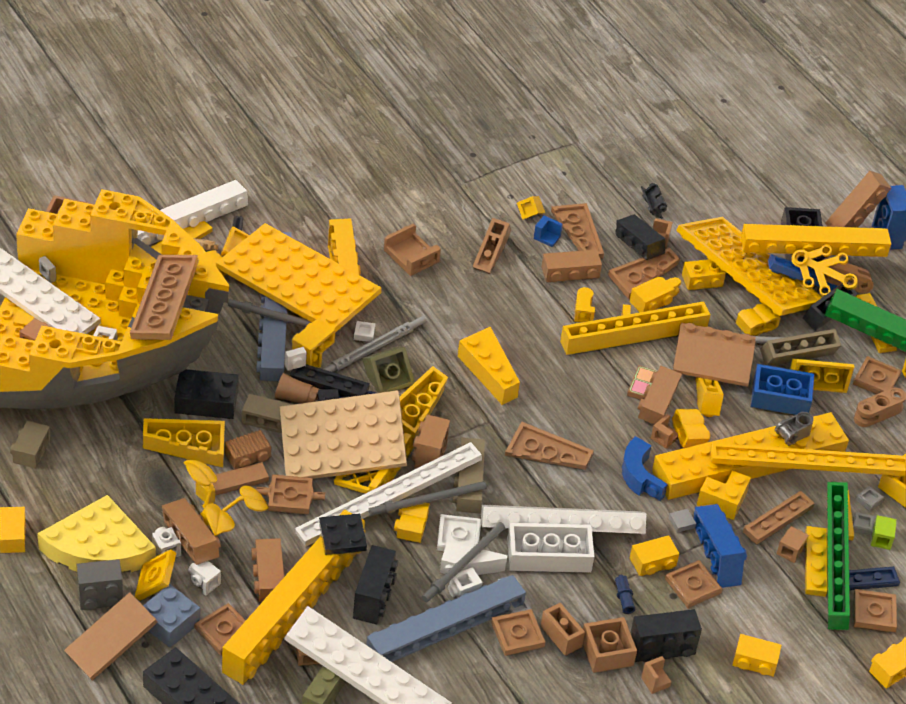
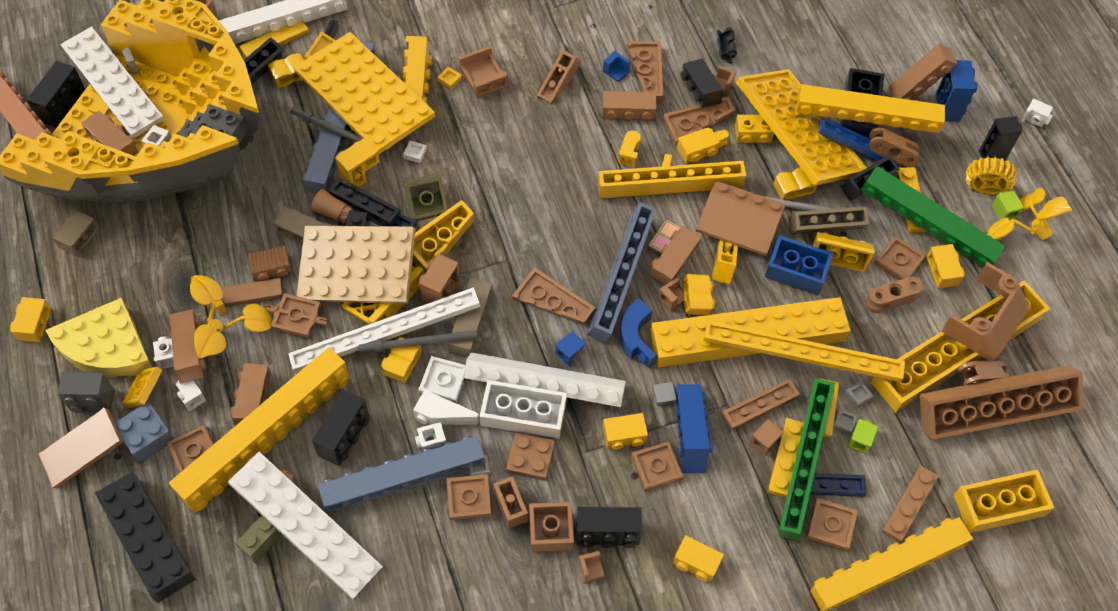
camera: 15 degrees right, 15 degrees up
(164, 297) = (186, 115): medium nougat plate -> none
(186, 439) = (216, 246): yellow wedge -> none
(206, 394) = (249, 200): black brick -> none
(207, 244) = (293, 46): tan gear -> none
(295, 358) = (335, 176): white plate -> none
(342, 534) = (317, 375): black plate -> none
(374, 345) = (419, 167): light grey axle -> none
(377, 259) = (449, 78): none -> yellow tile
(439, 584) = (400, 439): dark grey bar -> none
(489, 364) = (521, 201): yellow wedge -> none
(530, 207) = (607, 40): yellow panel -> none
(568, 589) = (530, 456): none -> medium nougat plate
(577, 489) = (569, 347): none -> blue panel
(610, 416) = (621, 272): none -> sand blue brick
(625, 594) = (585, 469): dark blue axle -> none
(727, 496) = (712, 376): yellow brick -> none
(795, 428) = (793, 316): dark grey piece -> none
(822, 268) = (869, 139): yellow plant -> none

